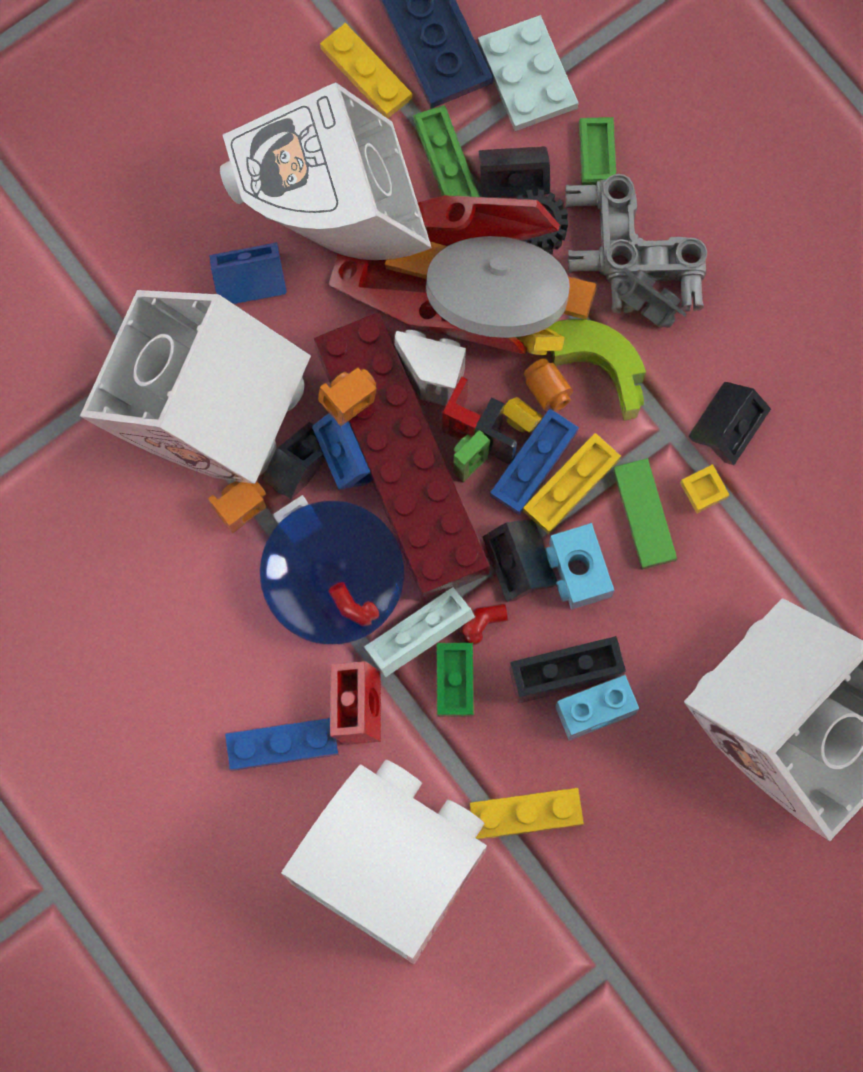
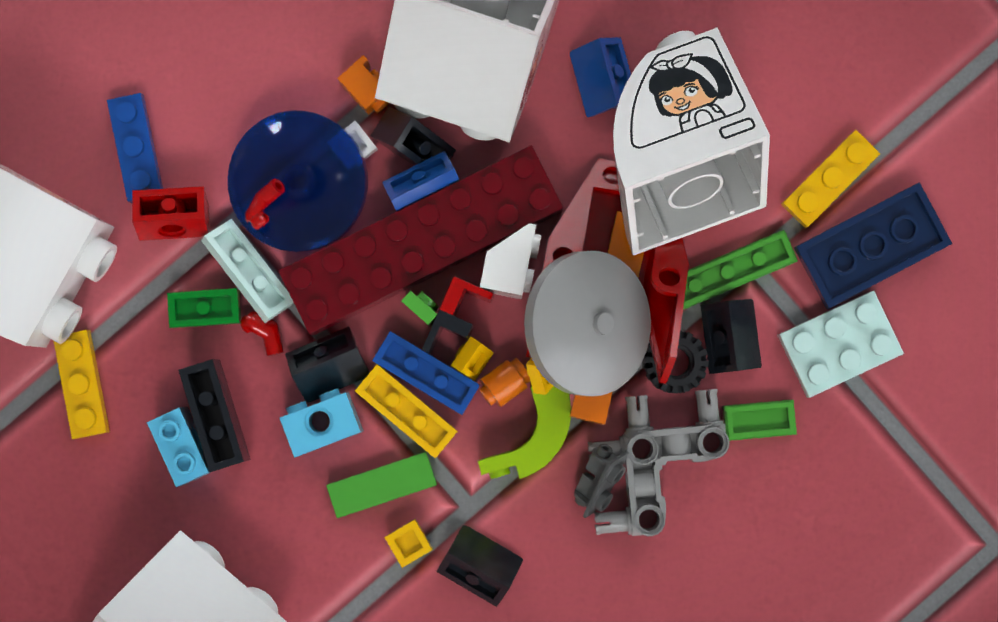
camera: 85 degrees right, 10 degrees up
(348, 395) = (467, 182): orange brick -> none

